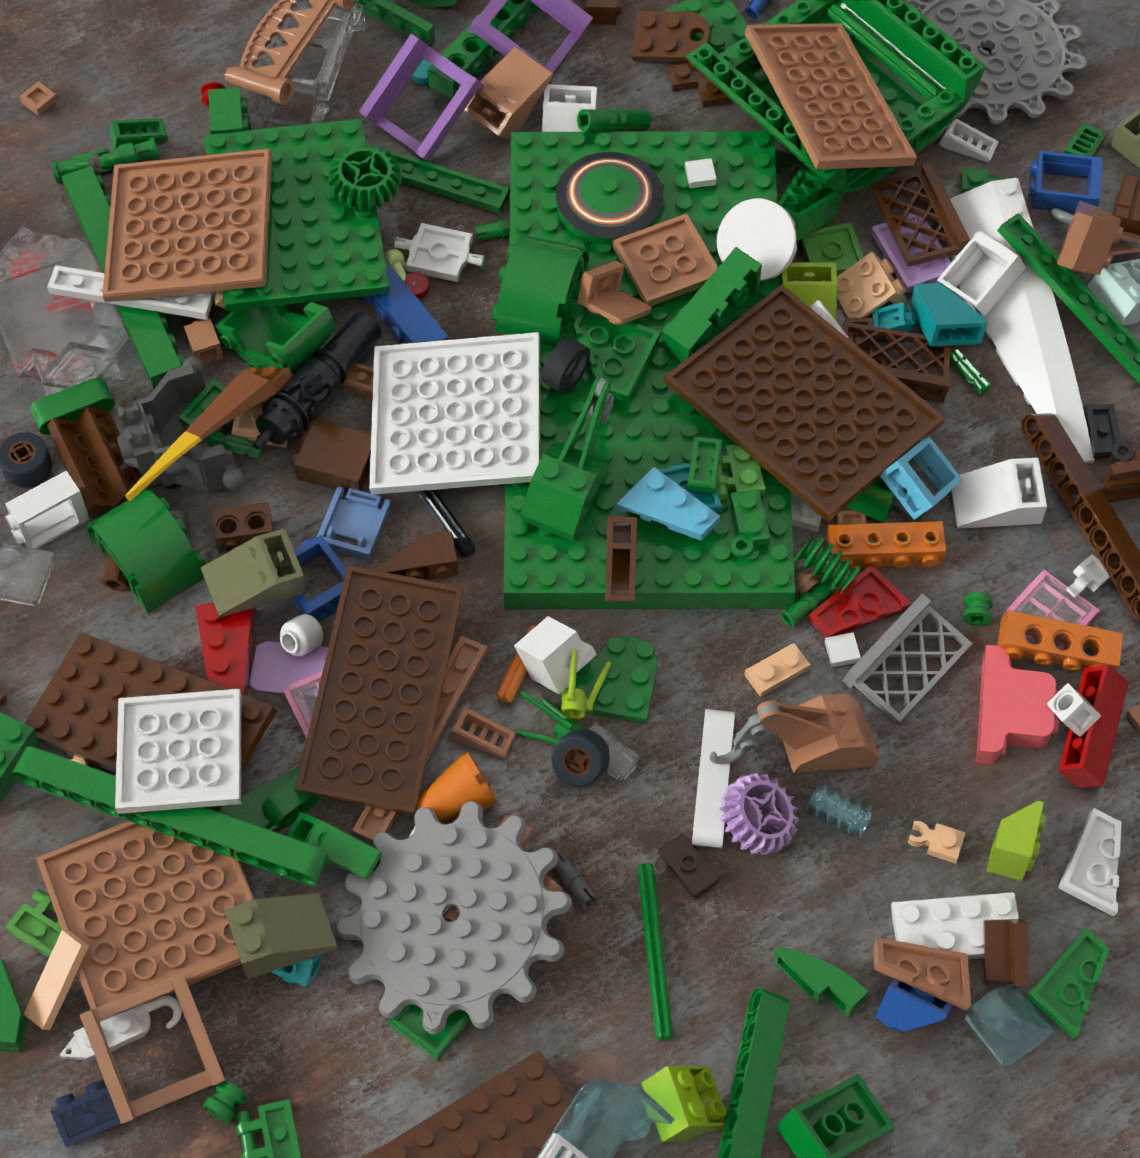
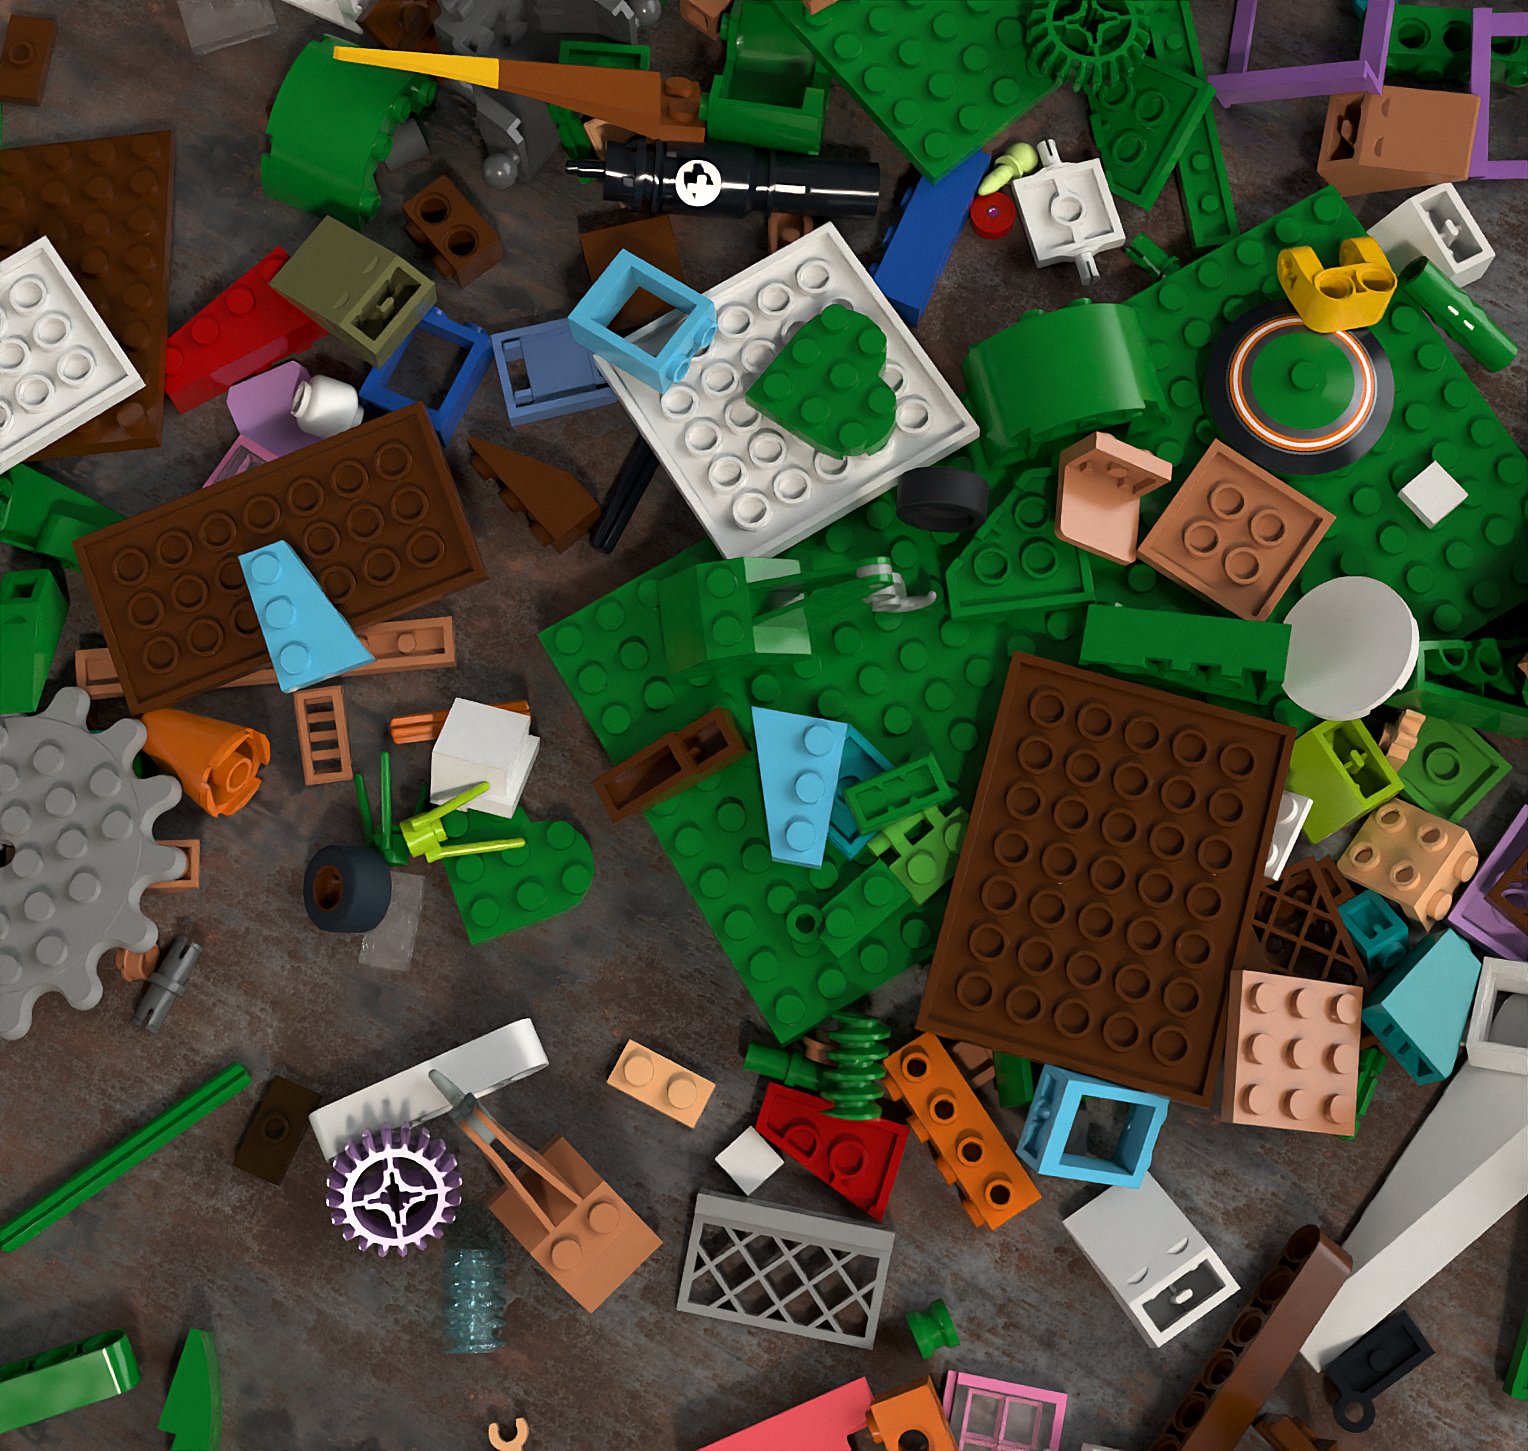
camera: 60 degrees right, 15 degrees up
(381, 468) = (609, 295): none -> medium azure window
(423, 194) = (1145, 126): none -> green plate
(423, 691) = (298, 621): none -> medium azure wing
(469, 385) = (831, 385): none -> green plate
(572, 153) = (1338, 296): none -> yellow piece
(809, 248) = (1400, 737): none -> light nougat plate
(937, 375) = (1291, 1053): none -> nougat plate

